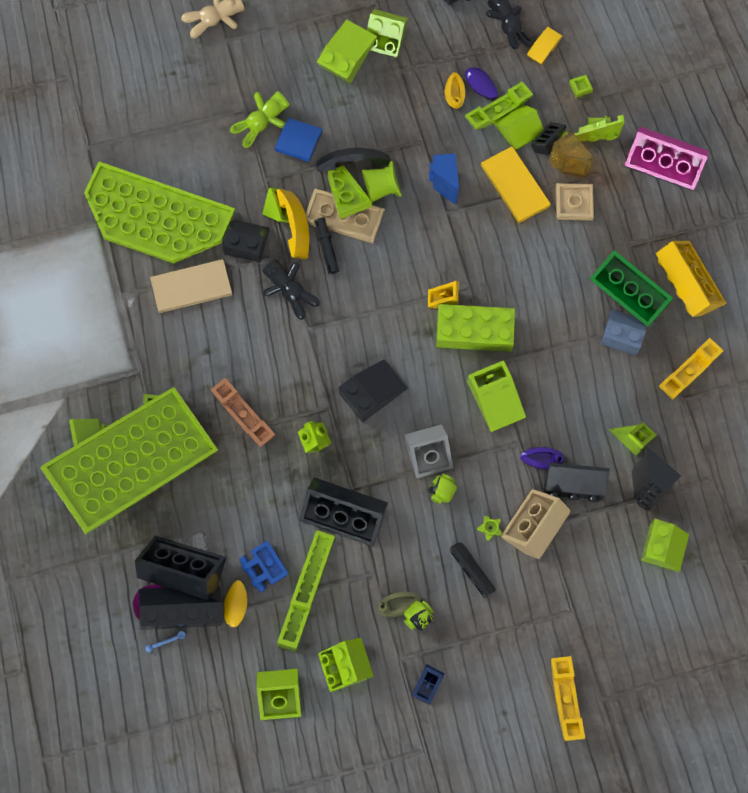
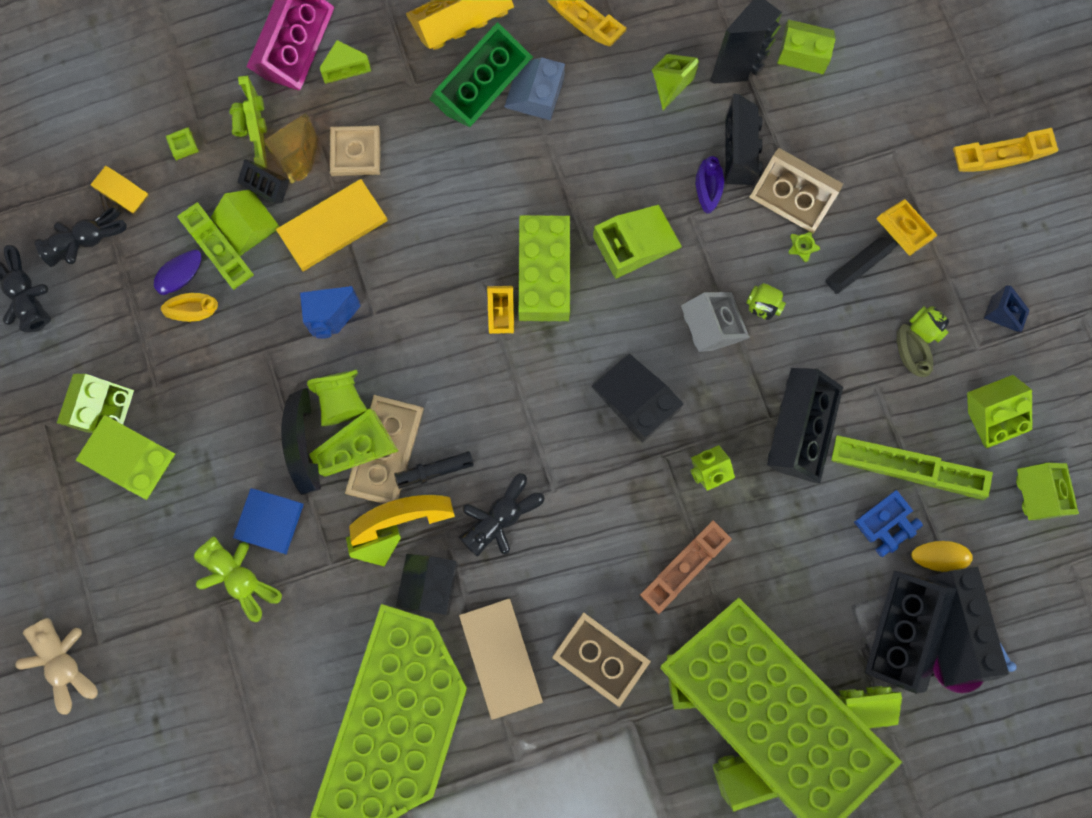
camera: 95 degrees left, 5 degrees up
(129, 530) = (874, 707): none -> lime slope
(182, 348) = (601, 659): none -> tan brick
(501, 606) = (906, 227): none -> yellow tile
(644, 192) = (343, 63): none -> lime slope

